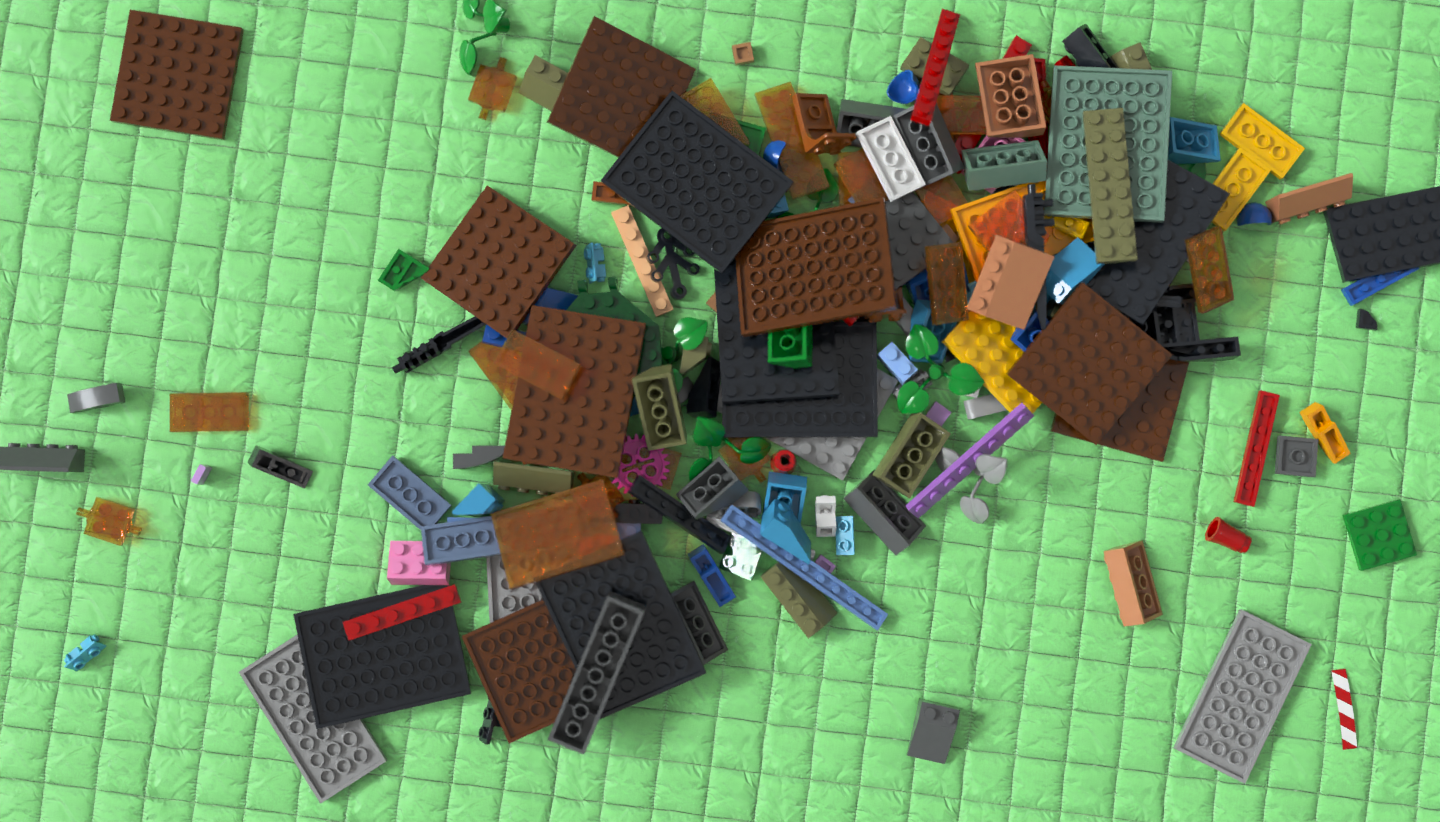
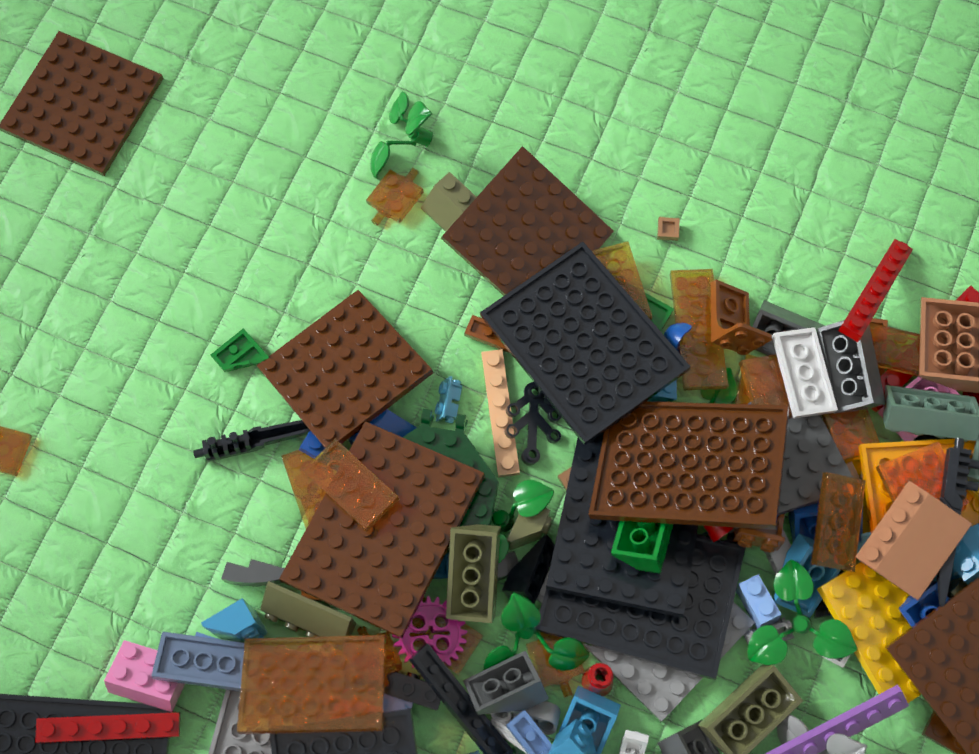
camera: 20 degrees right, 15 degrees down
(279, 467) = (34, 524): black slope -> none
(409, 494) = (164, 594): sand blue plate -> none
(903, 87) = (834, 306): blue helmet -> none
(917, 61) = (893, 303): olive plate -> none
(938, 413) = (793, 674): lavender tile -> none
(982, 406) = (848, 681): light grey beam -> none

